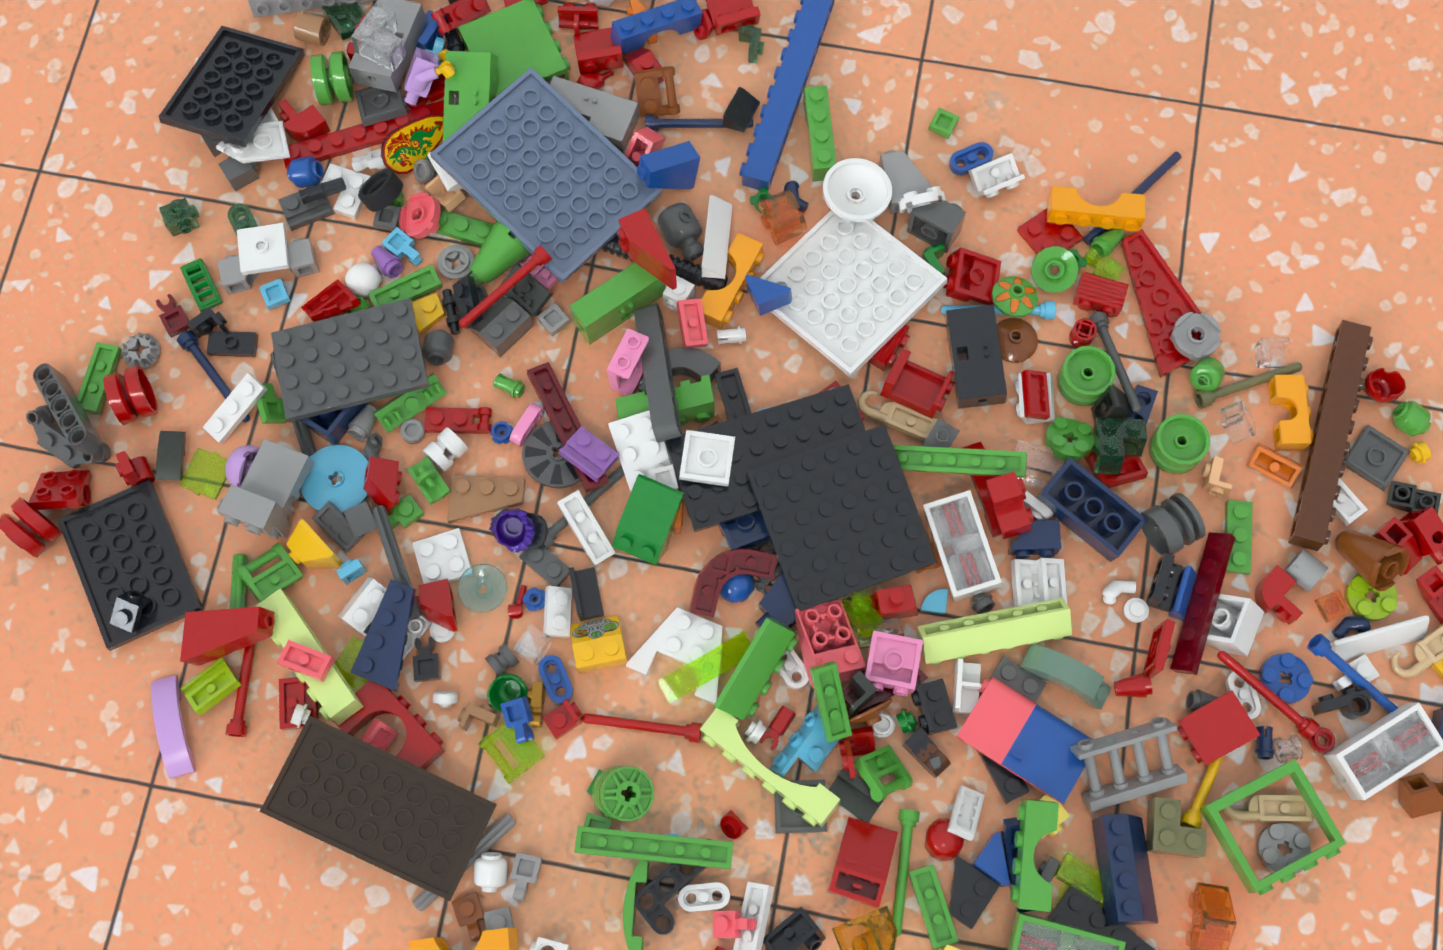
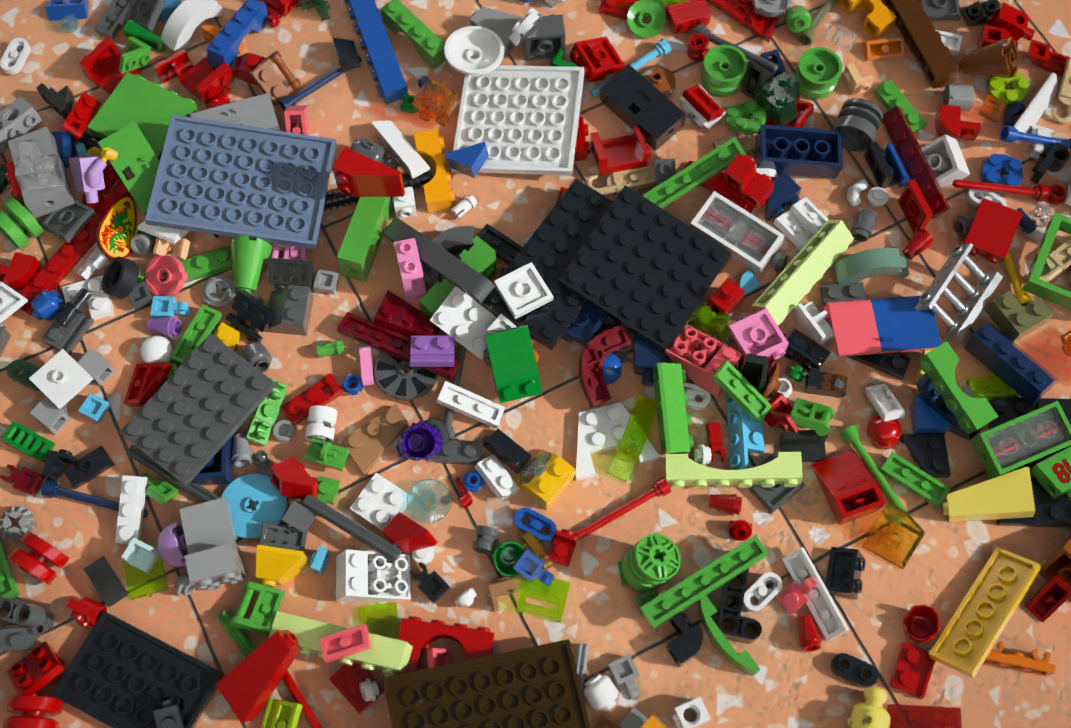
camera: 40 degrees left, 5 degrees down
(211, 453) = (140, 555): none -> light aqua panel
(385, 642) = (393, 591): dark blue wing -> none
(539, 258) = (287, 238): red piece -> none
(592, 403) = (404, 318): none -> dark red wing
(599, 890) = (689, 640): none -> black brick
(670, 167) = (330, 118): blue slope -> none
(692, 323) = (433, 213): coral plate -> none
(739, 792) = (726, 503): none -> red cone
(1012, 303) = (634, 52): bright green dish -> none
(1095, 628) = (863, 225): none -> dark grey brick

